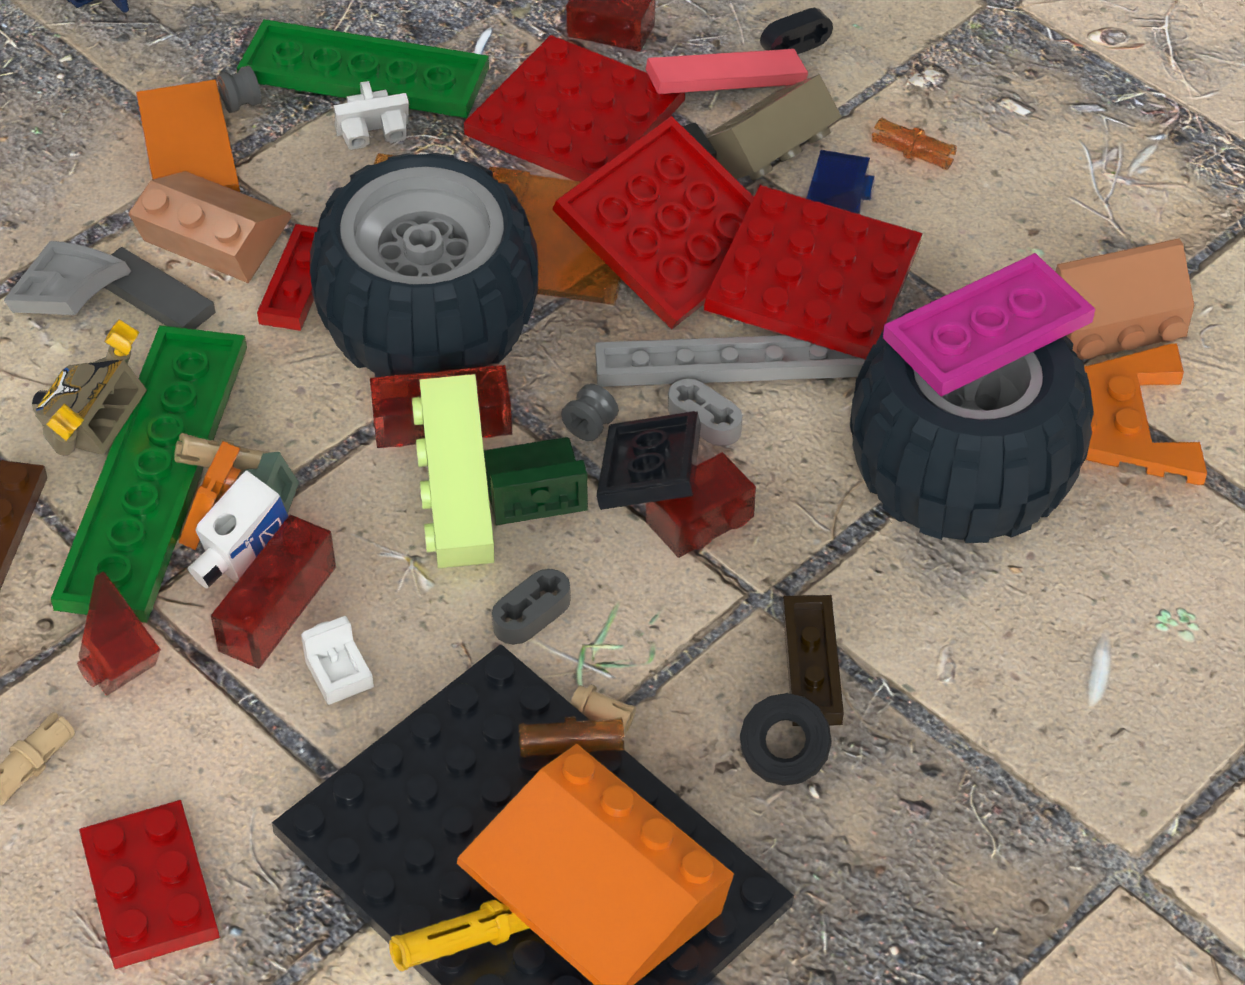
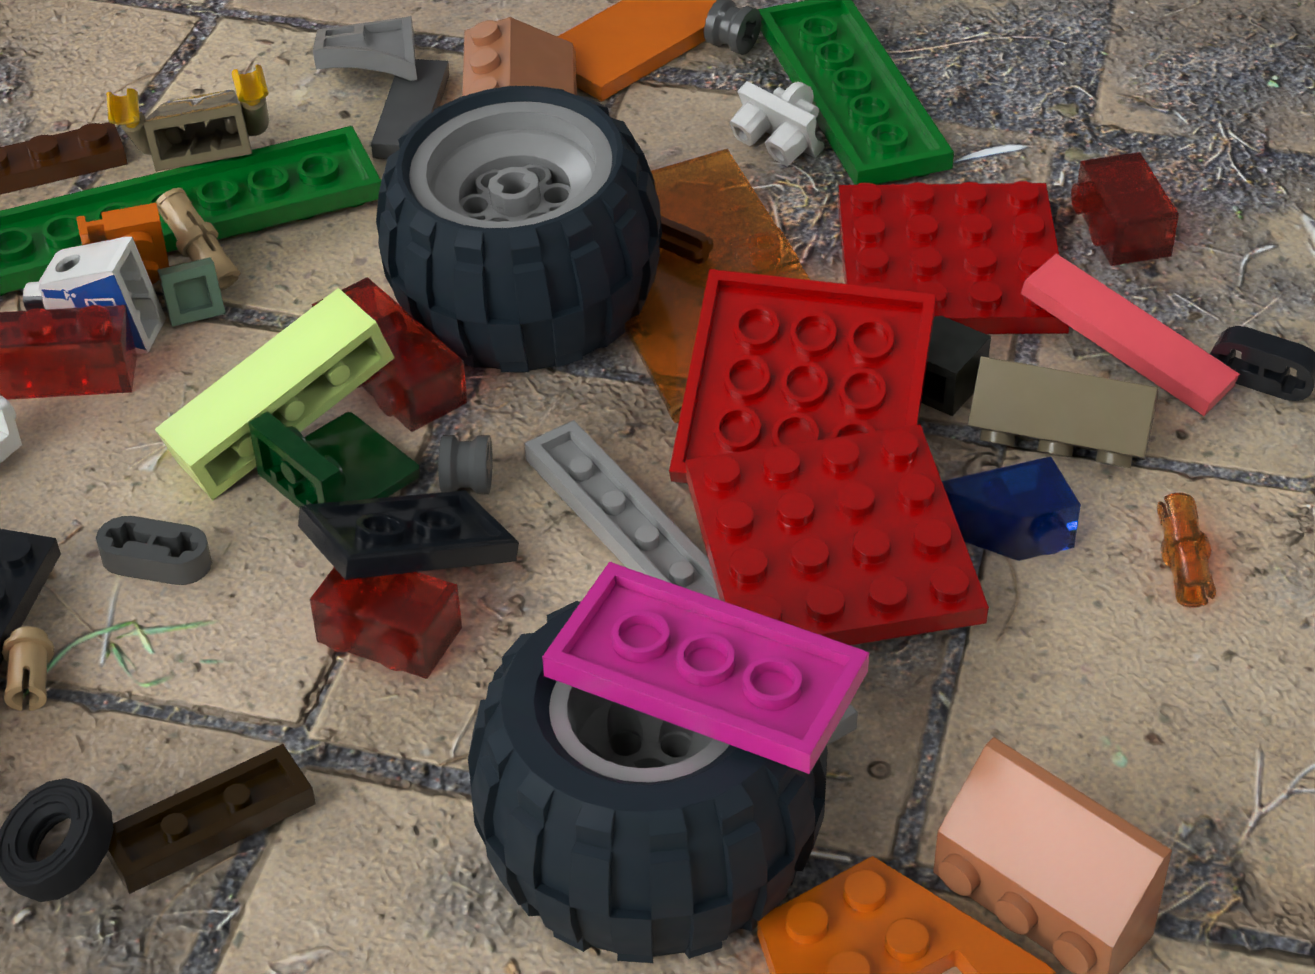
camera: 60 degrees right, 5 degrees down
(710, 407) = (540, 559): light grey beam -> none

